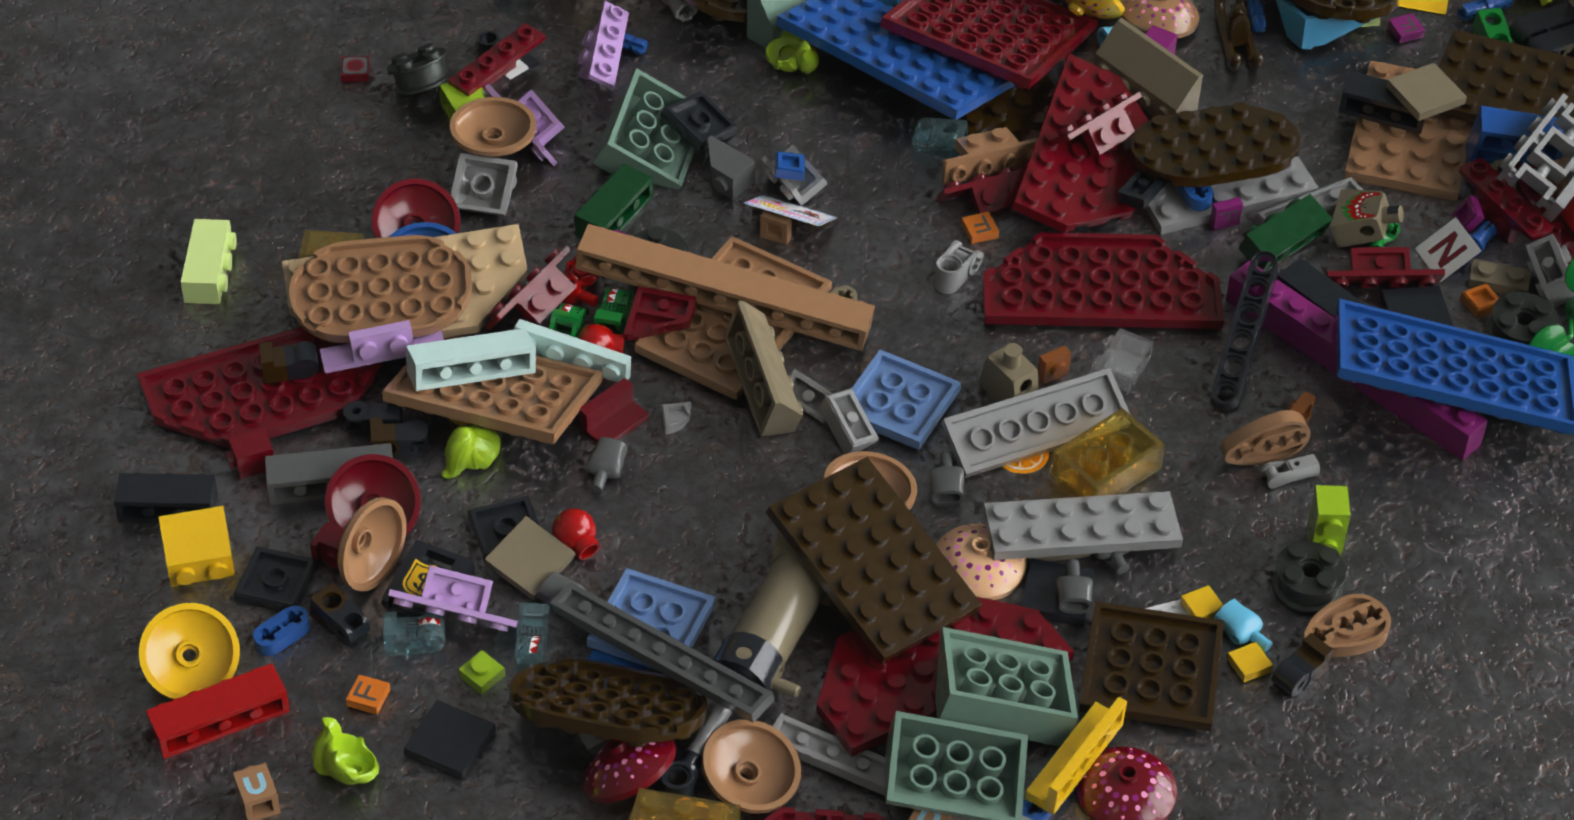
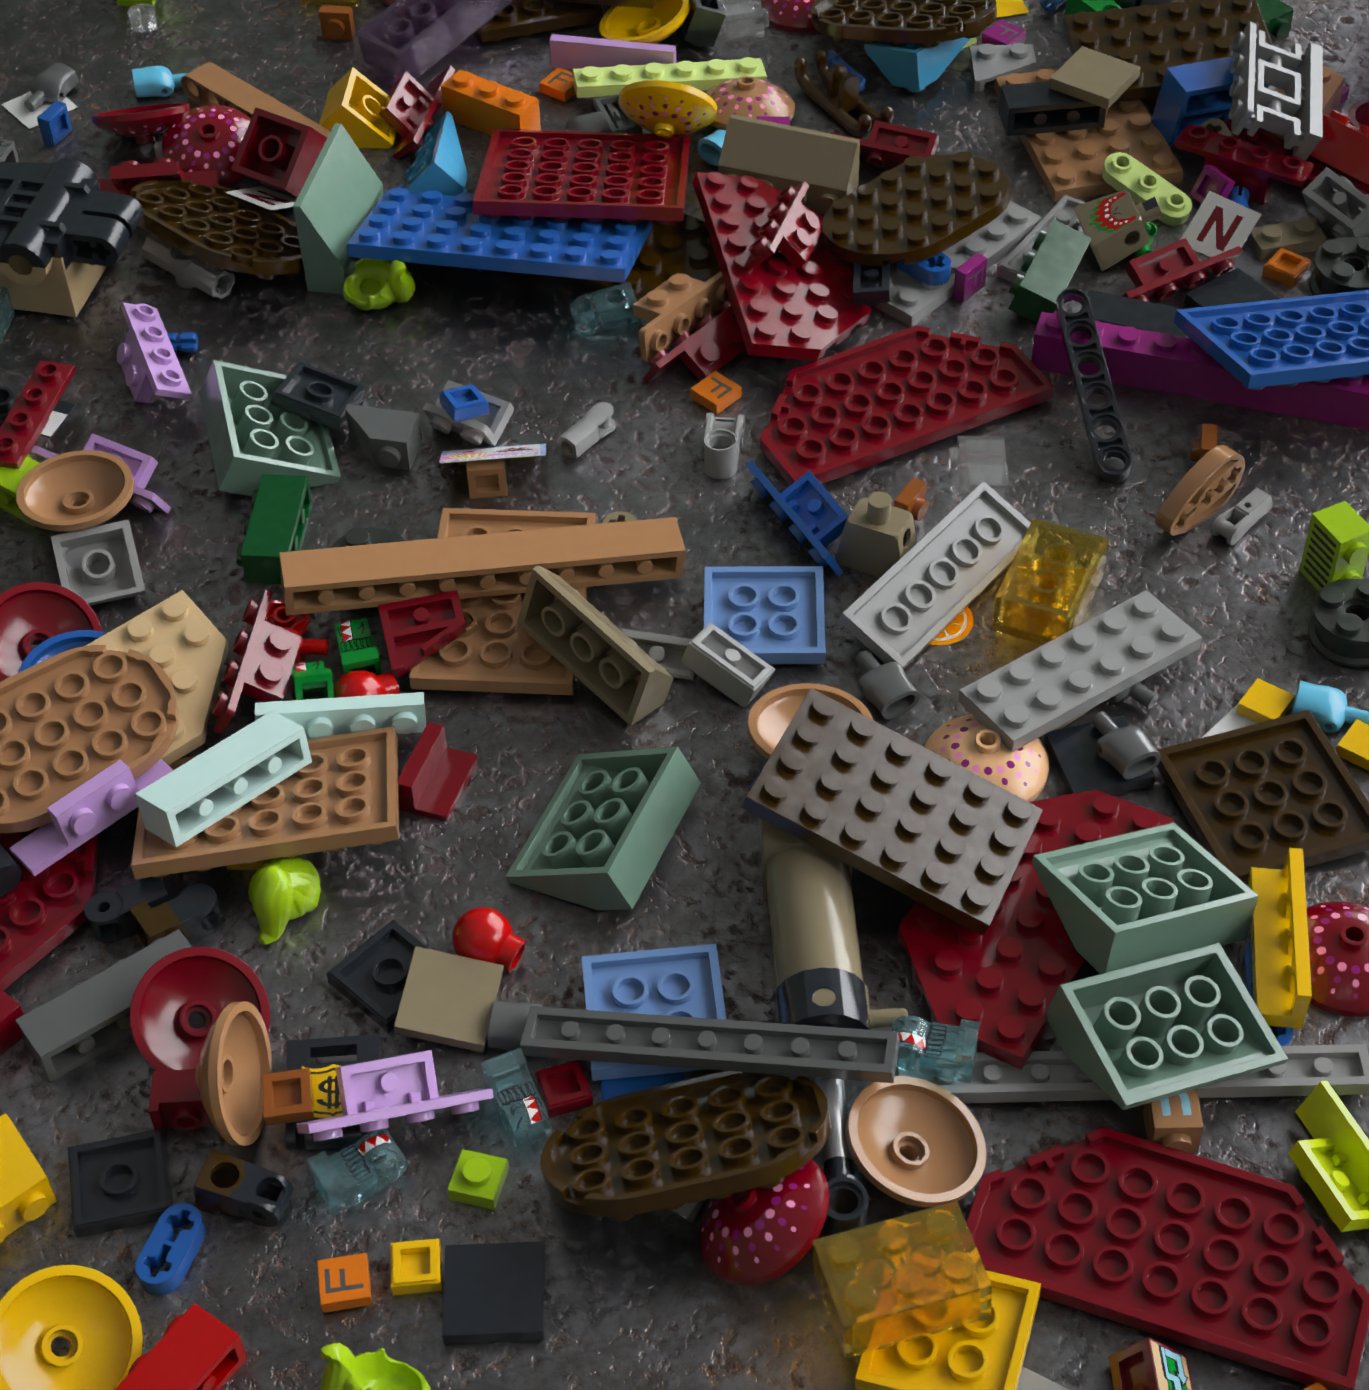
camera: 25 degrees left, 0 degrees up
(394, 571) = (288, 1096): none -> dark orange plate
(413, 704) = (416, 1266): none -> yellow tile
(567, 643) = (564, 1088): none -> dark red tile
(606, 462) = (464, 835): dark grey piece -> none
(675, 416) = (510, 744): light grey tile -> none
(699, 495) = (607, 827): none -> sand green slope
(802, 718) = (937, 1048): none -> clear light blue leg
(869, 220) = (587, 431): none -> light grey bar
(977, 339) = (812, 511): none -> blue bracket
(1243, 86) = (894, 143): none -> dark red bracket
(1386, 48) = (999, 60): none -> light grey wing
(1415, 205) = (1129, 174): none -> yellowish green plate

